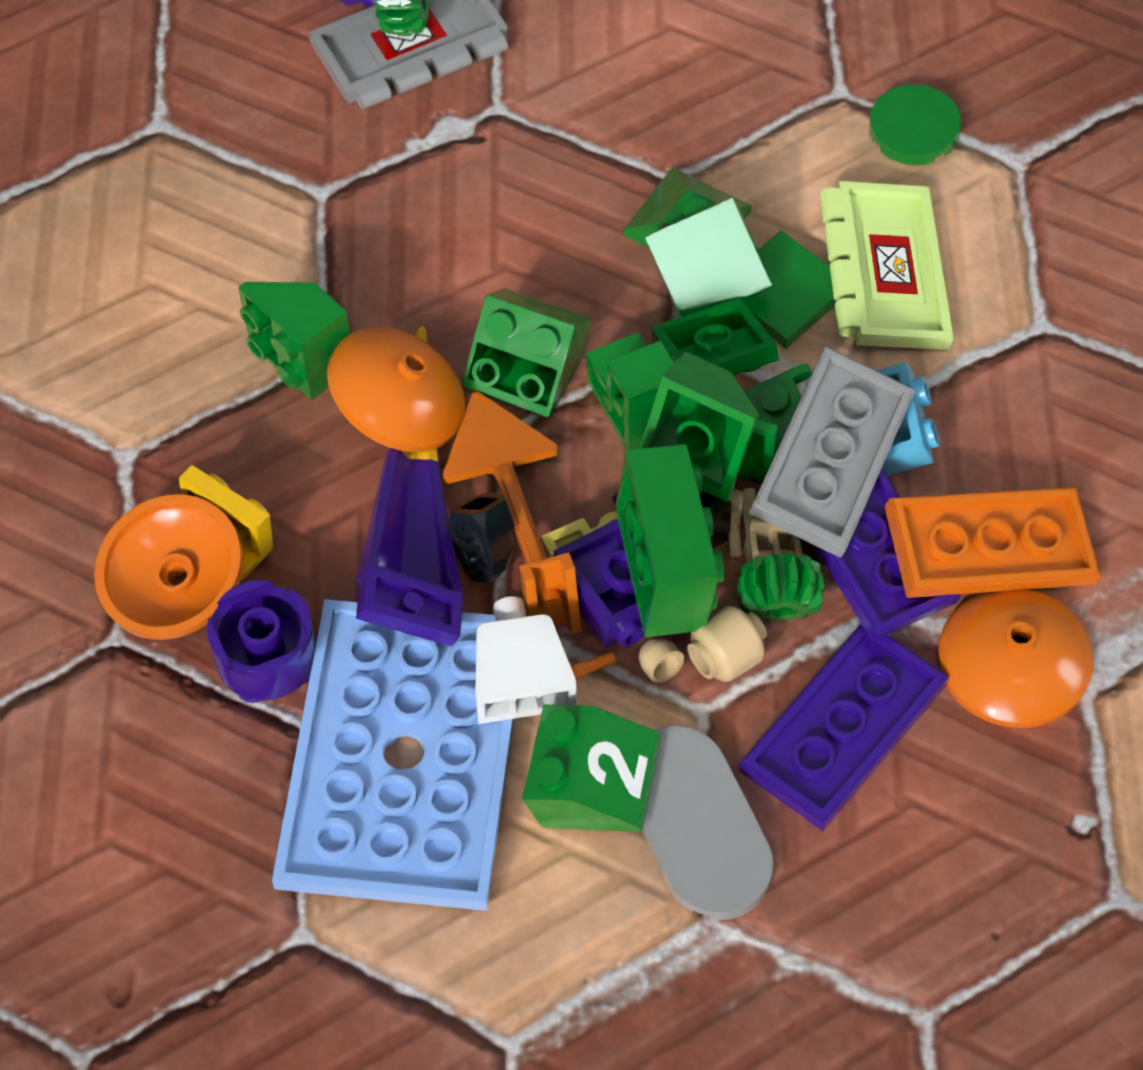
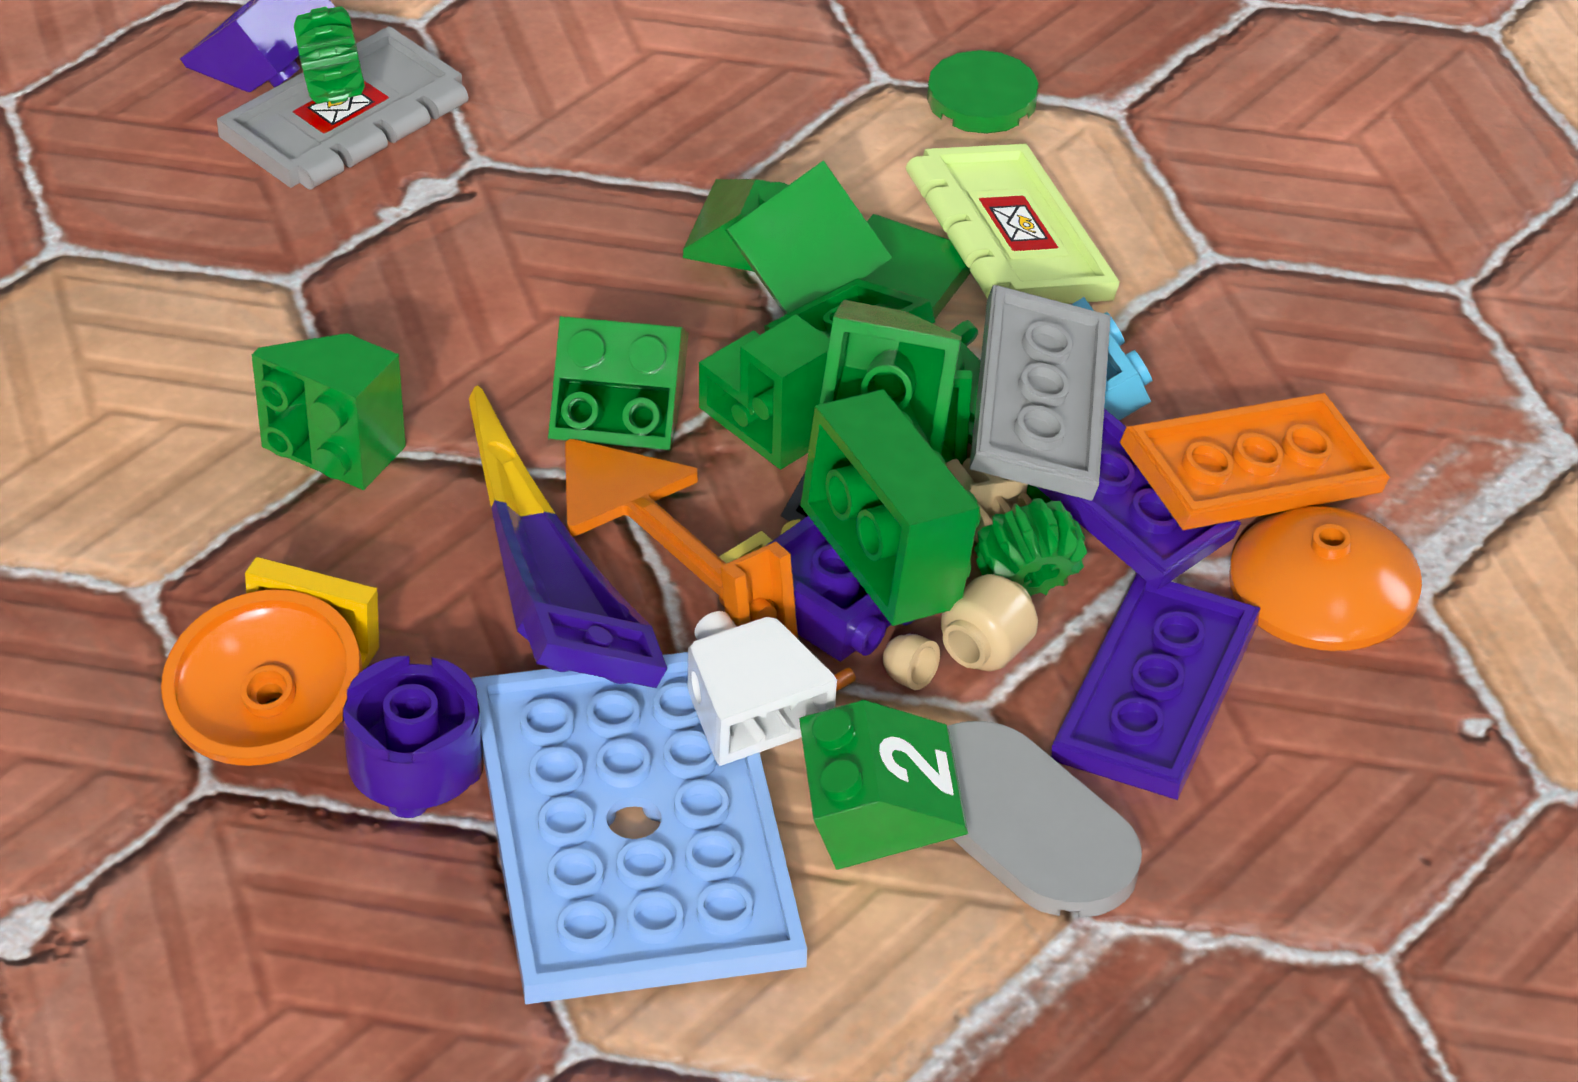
camera: 20 degrees left, 15 degrees down
(396, 389) = (479, 440): orange dish -> none
(481, 535) = (648, 569): black rock -> none

